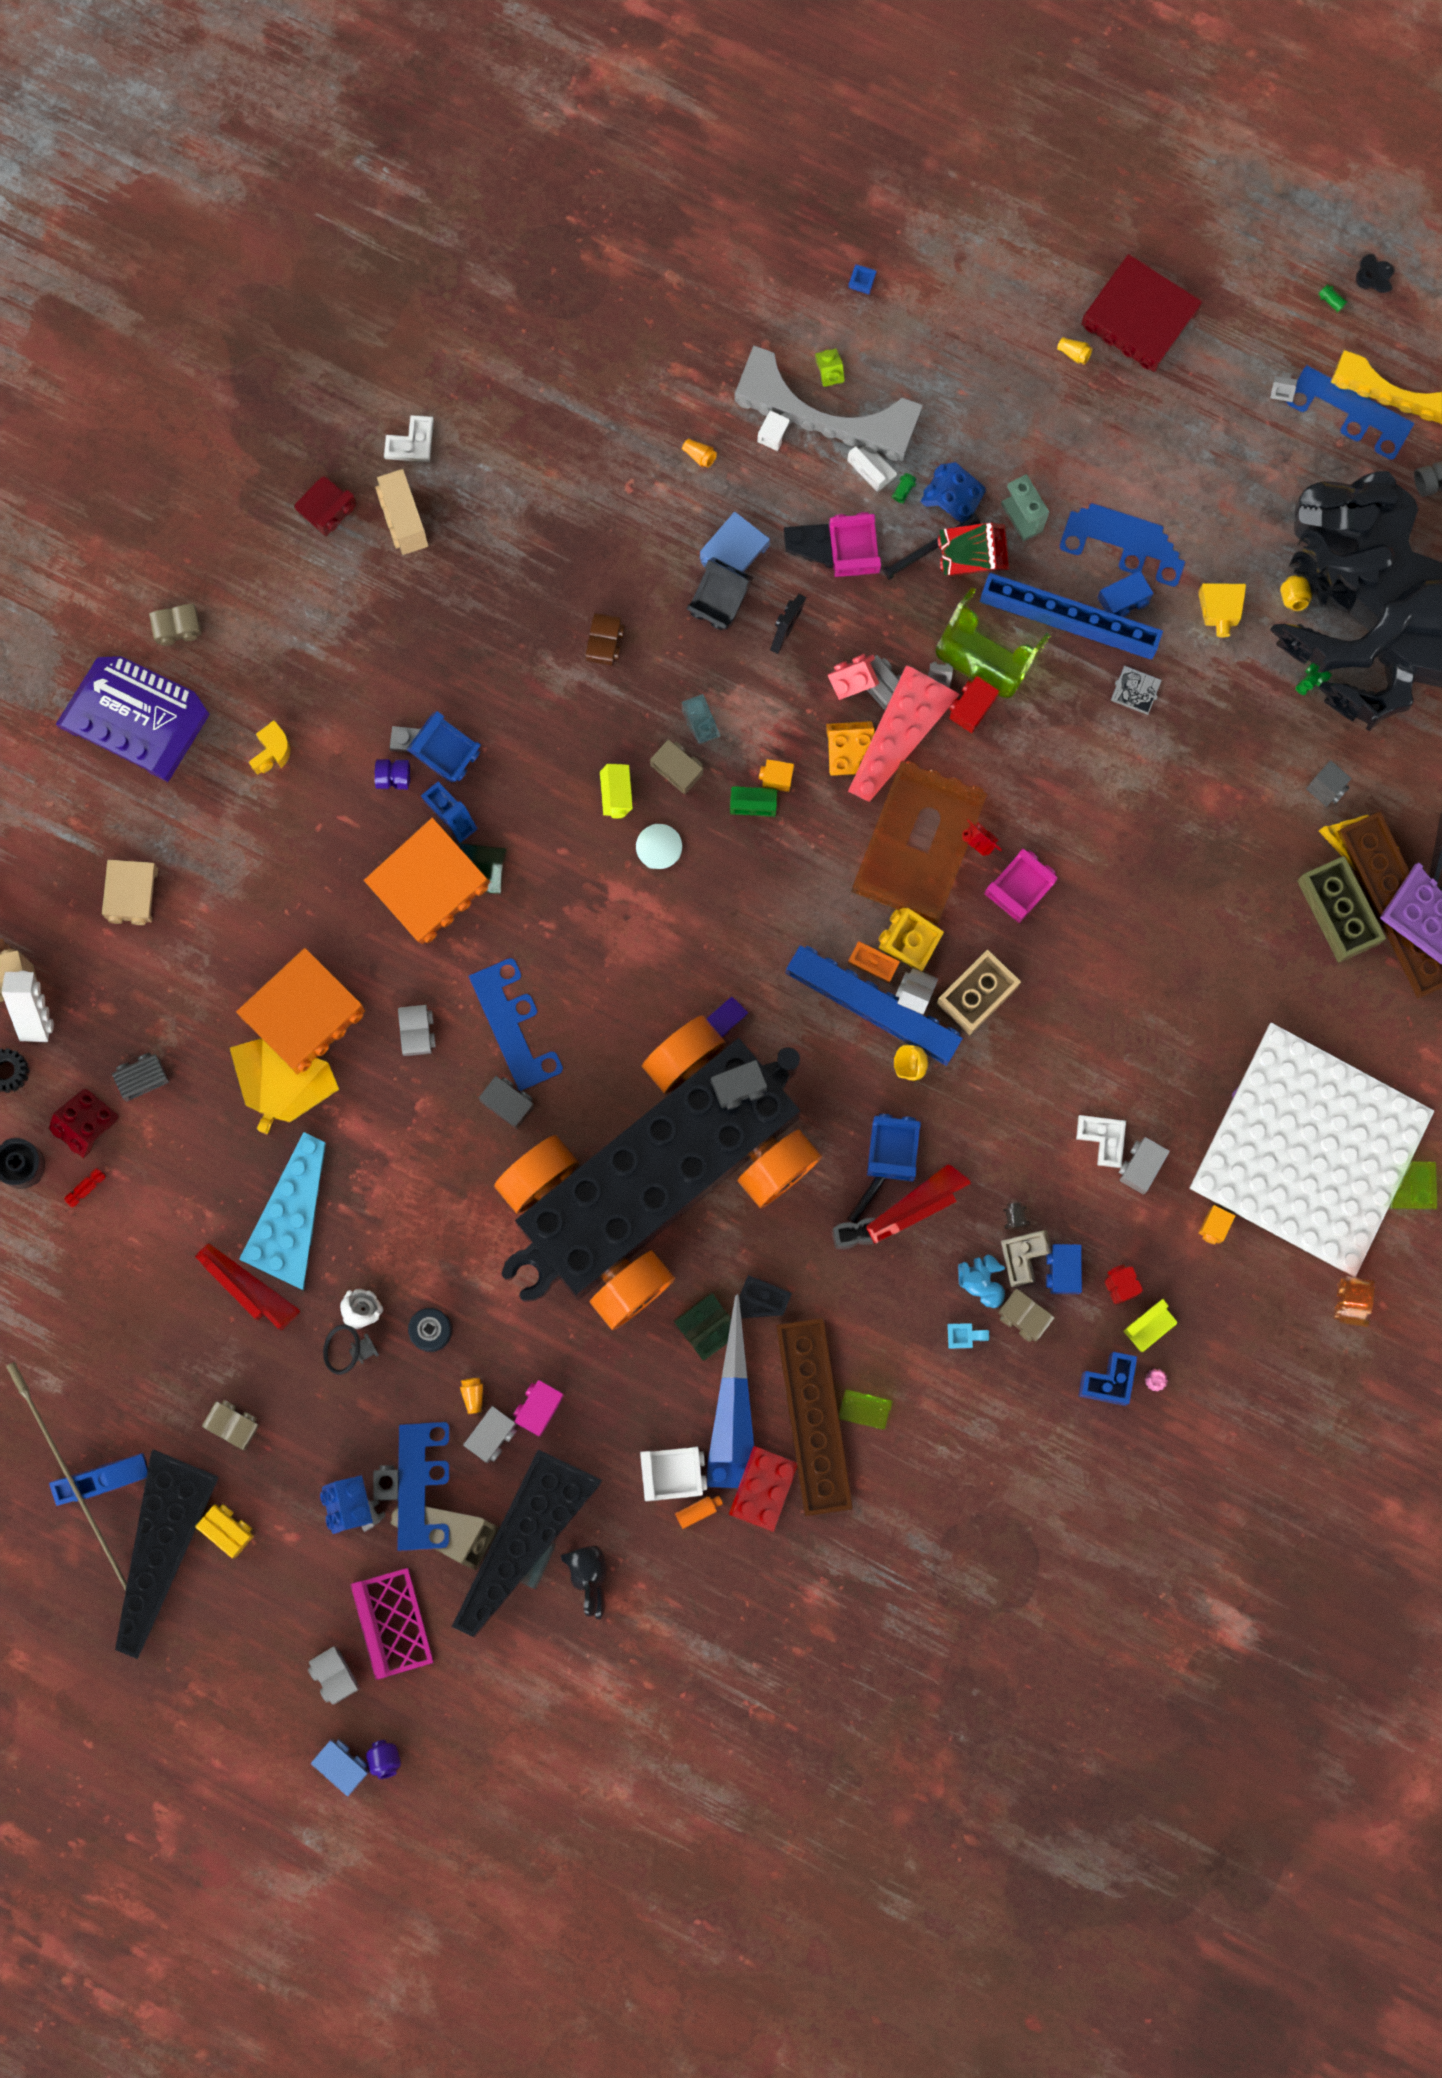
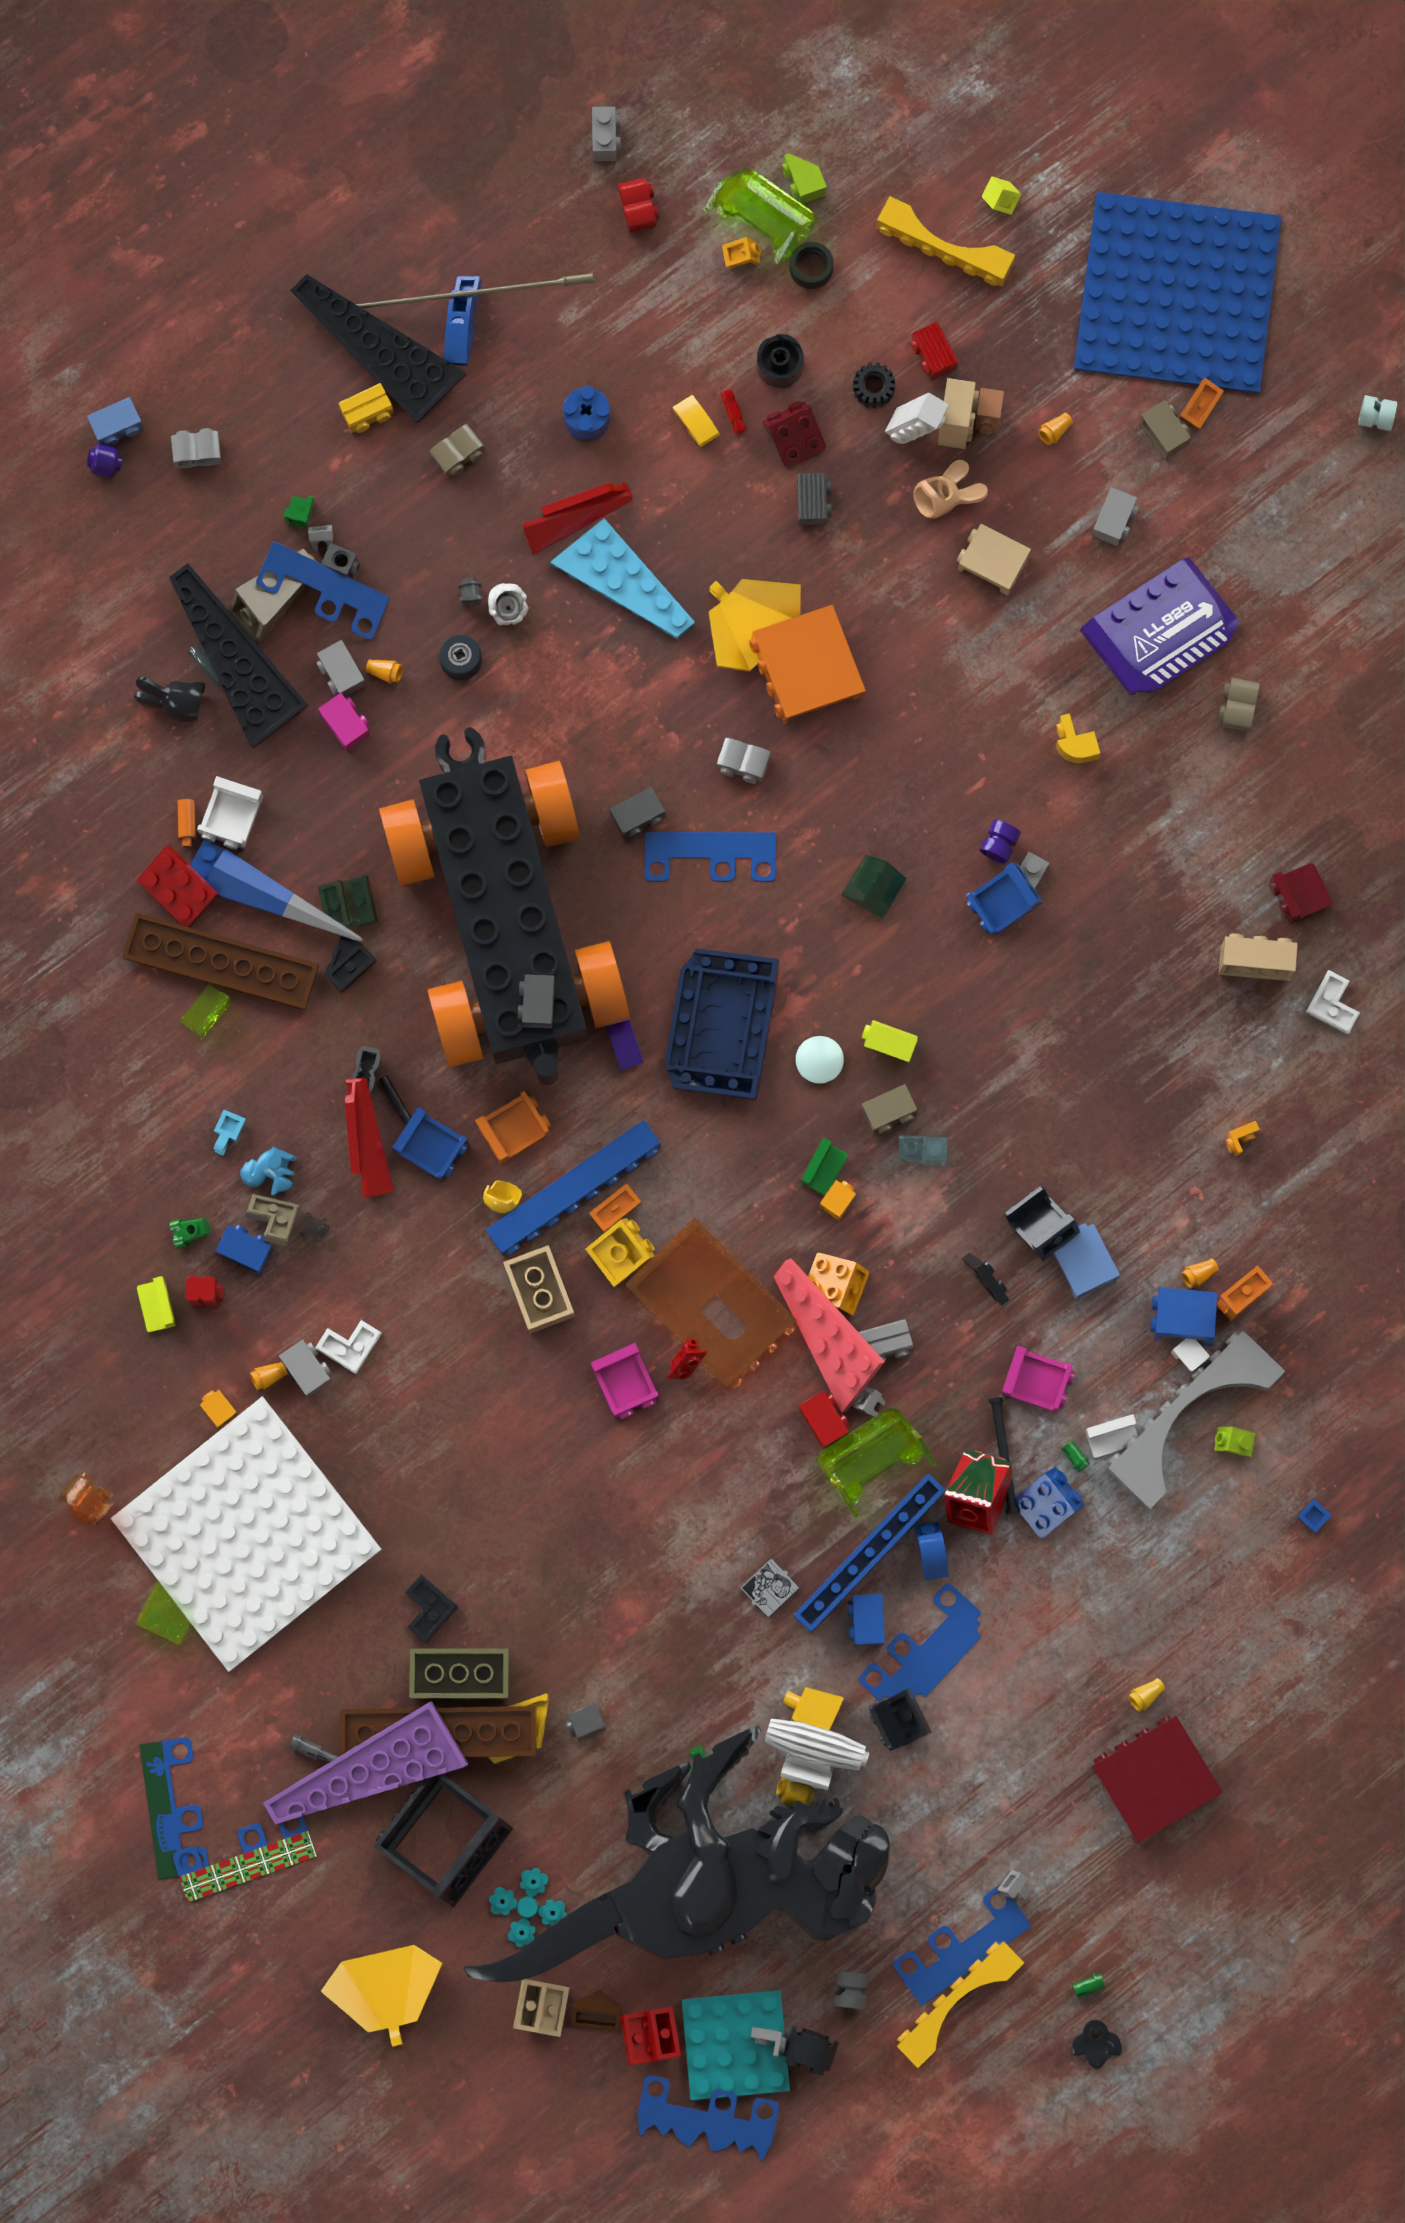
camera: 120 degrees right, 0 degrees up
(44, 802) = (1114, 517): none -> light grey piece
(87, 963) = (940, 494): none -> light nougat piece
(108, 1216) = (696, 421): none -> yellow slope
(142, 1306) = (584, 426): none -> blue brick
(346, 1504) = (336, 518): blue bracket -> none
(352, 1547) = (299, 511): none -> green panel
(357, 1349) = (473, 584): black tyre -> none
(370, 1627) = (221, 496): dark pink fence -> none
(427, 881) = (878, 827): orange panel -> none
(450, 811) = (939, 878): blue bracket -> none
(562, 466) = (1244, 1133): none -> light orange bracket
(603, 639) = (1047, 1096): reddish brown brick -> none
(667, 943) = (721, 1023): none -> dark blue slope
(705, 401) = (1244, 1294): none -> orange panel
(744, 446) = (1184, 1314): none -> blue panel
(810, 542) = (1059, 1339): black wing -> none
(842, 1083) = (514, 1127): none -> orange panel
(853, 677) = (902, 1313): coral bracket -> none
(916, 990) = (566, 1231): light grey brick -> none
(1025, 508) = (997, 1557): sand green panel -> none
(1025, 1315) = (219, 1193): dark tan brick -> none
(1042, 566) = (932, 1551): none -> blue brick
(1072, 1327) = (188, 1231): none -> green plate
(1115, 1385) = (117, 1237): blue brick -> none
(1156, 1379) = (106, 1287): bright pink piece -> none
(1165, 1196) = (268, 1375): none -> light orange cone
(1196, 533) = (899, 1720): none -> black bracket
(1262, 586) = (813, 1752): none -> white plate
(1292, 959) = (435, 1606): none -> black tile

